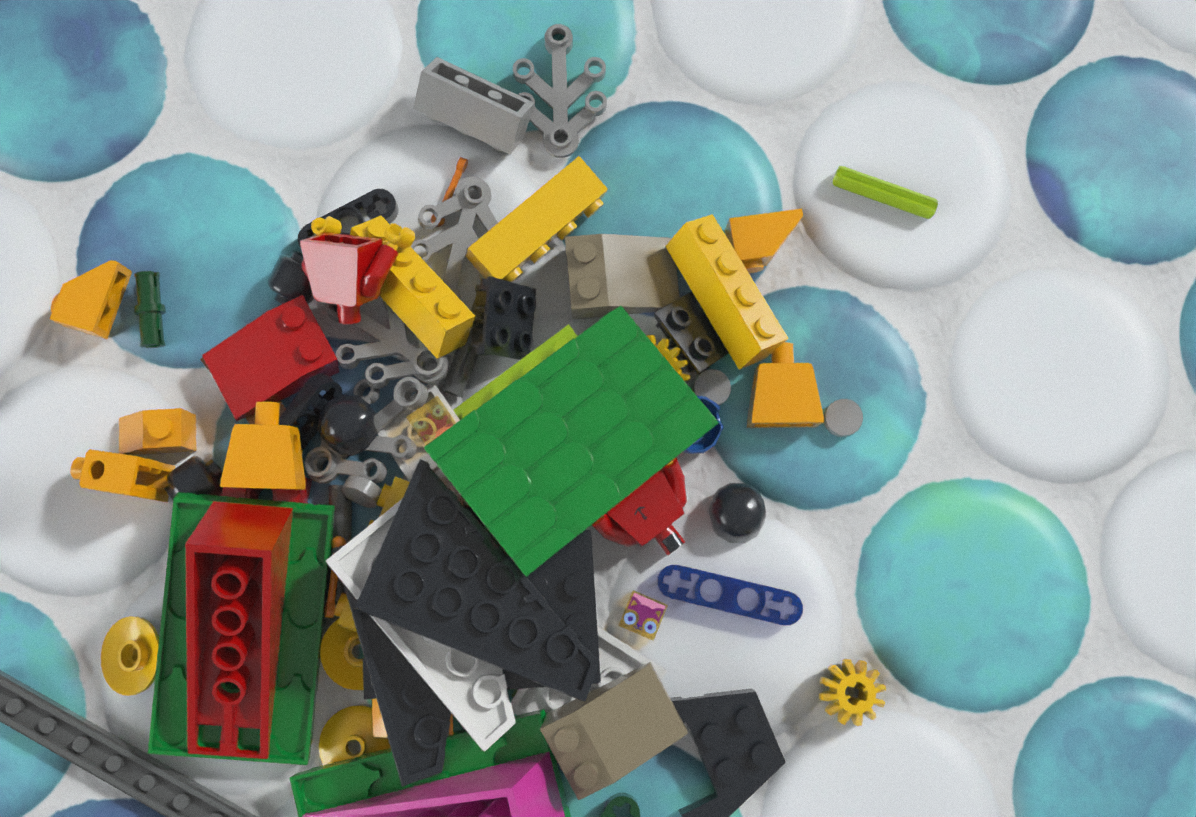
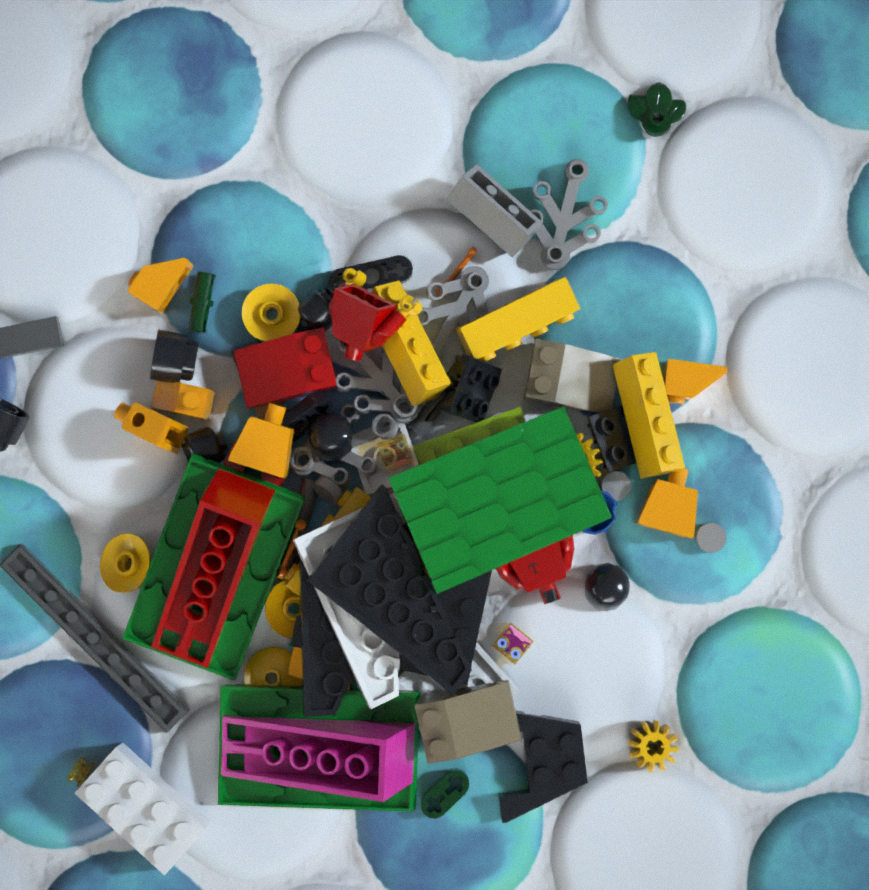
camera: 20 degrees right, 5 degrees up
(127, 384) = (173, 357): none -> black piece
(224, 288) = (268, 298): none -> yellow dish
(729, 591) = (583, 644): clear blue beam -> none
(885, 192) = (799, 369): lime axle -> none

